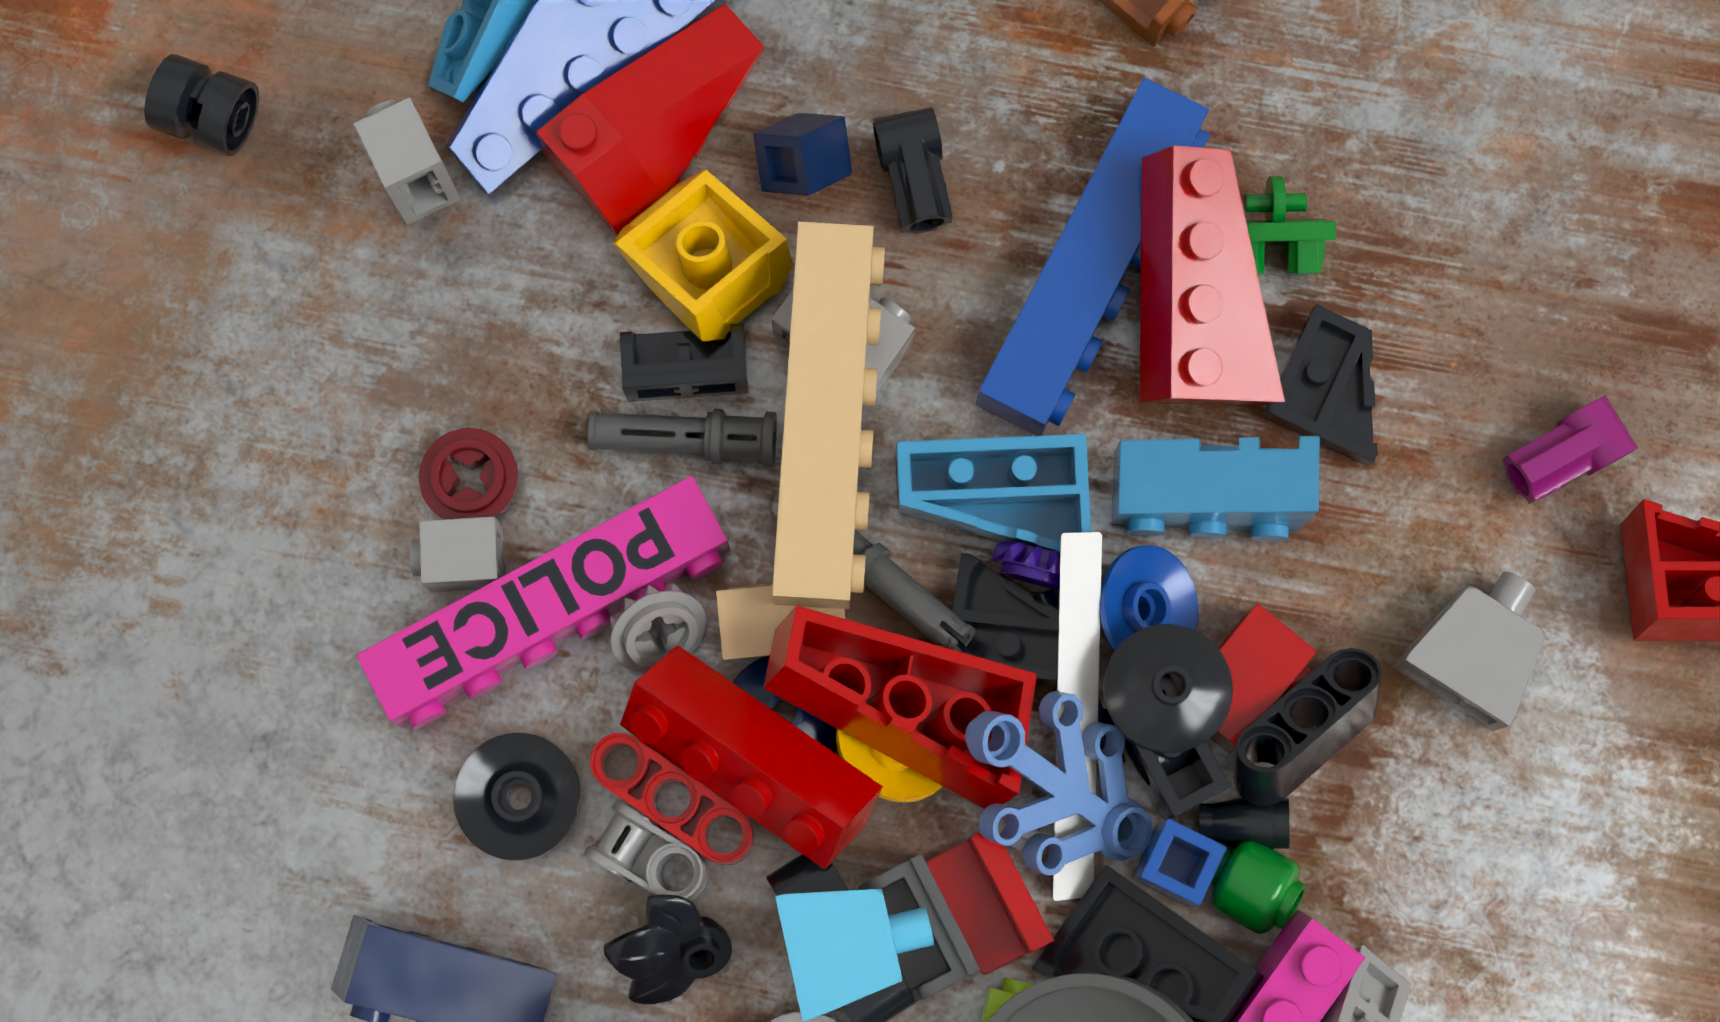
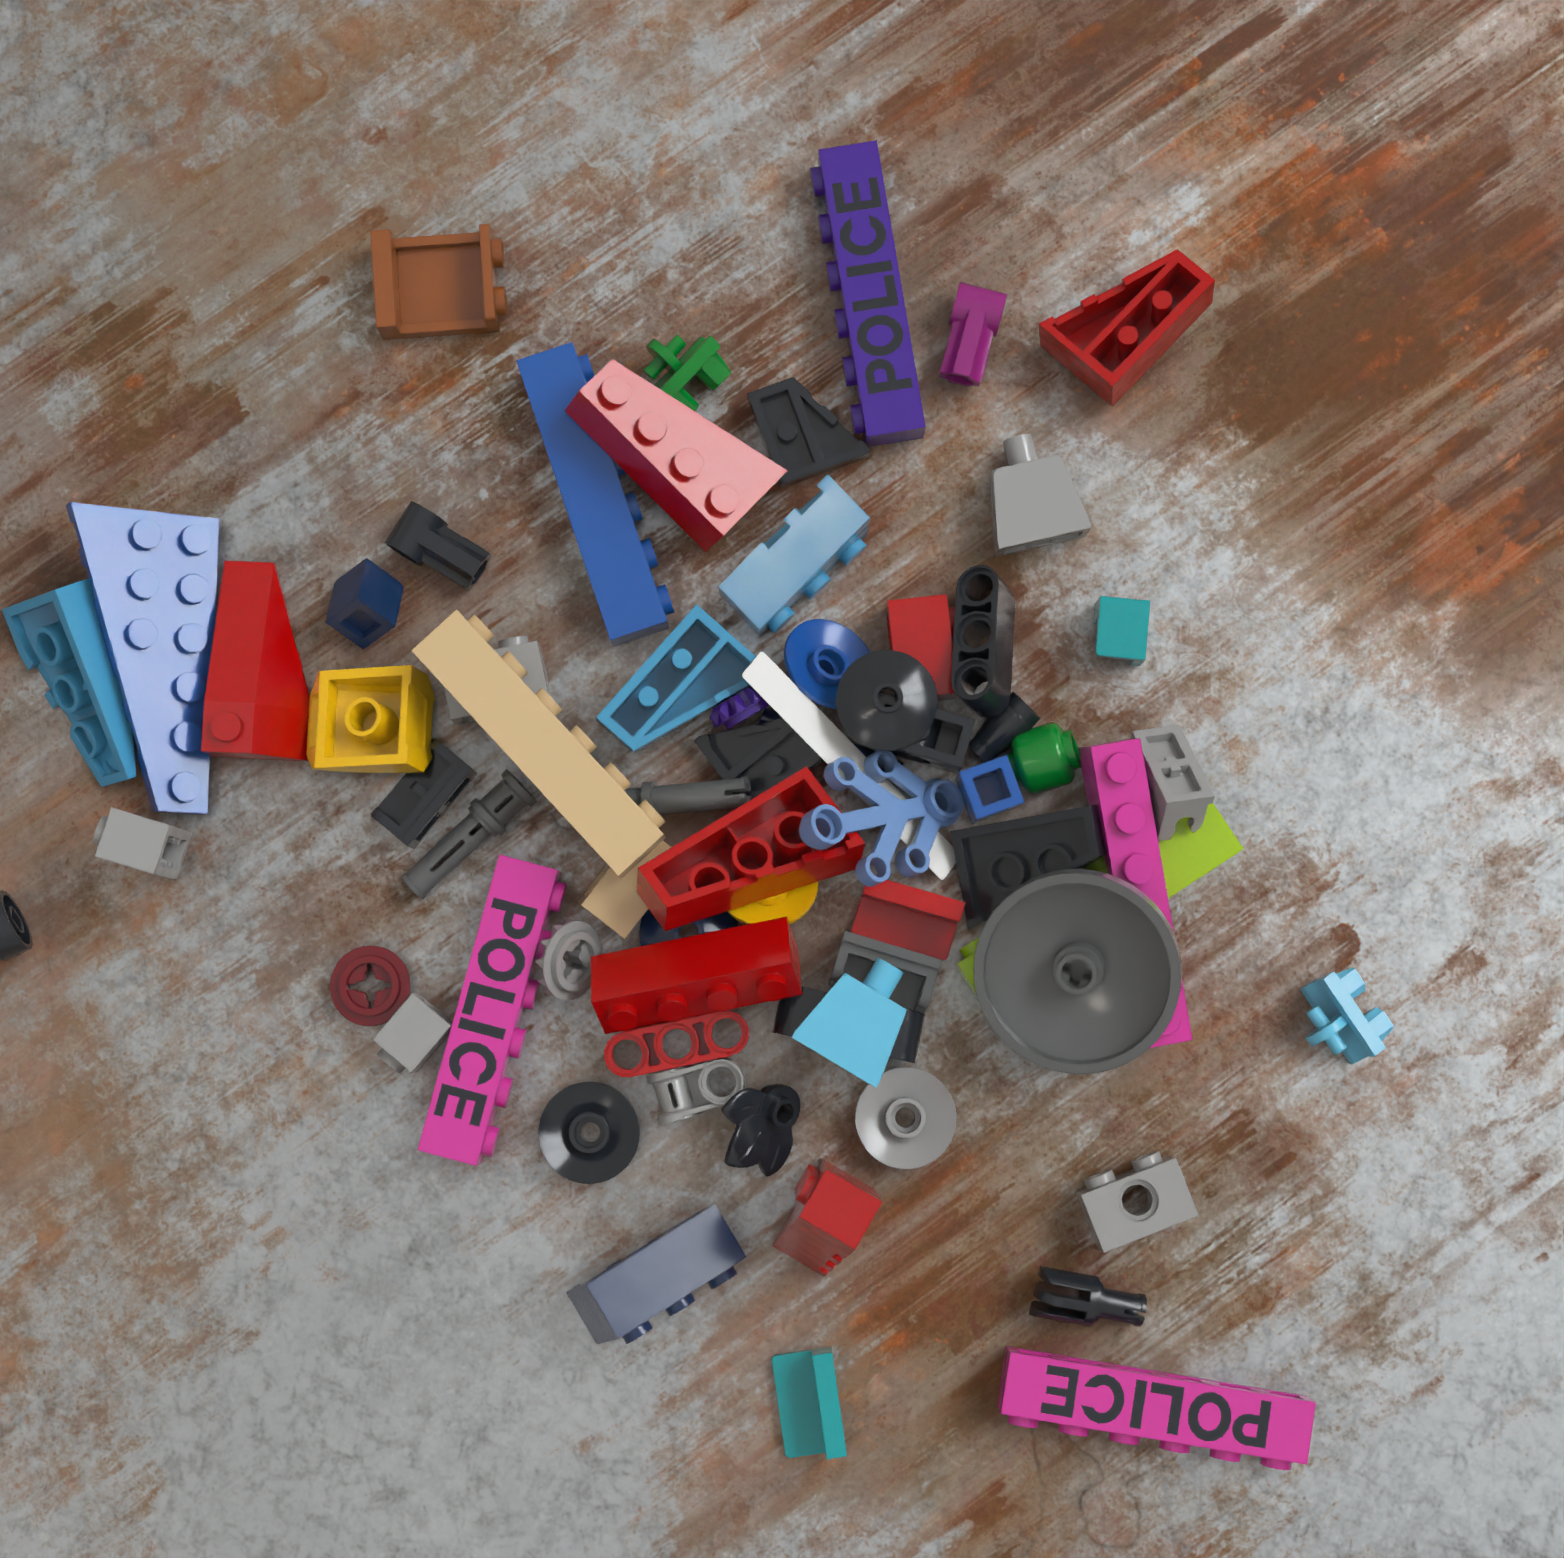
camera: 45 degrees left, 5 degrees up
(1445, 844) = (1122, 628): none -> teal panel
(1512, 328) = (870, 294): none -> dark purple brick

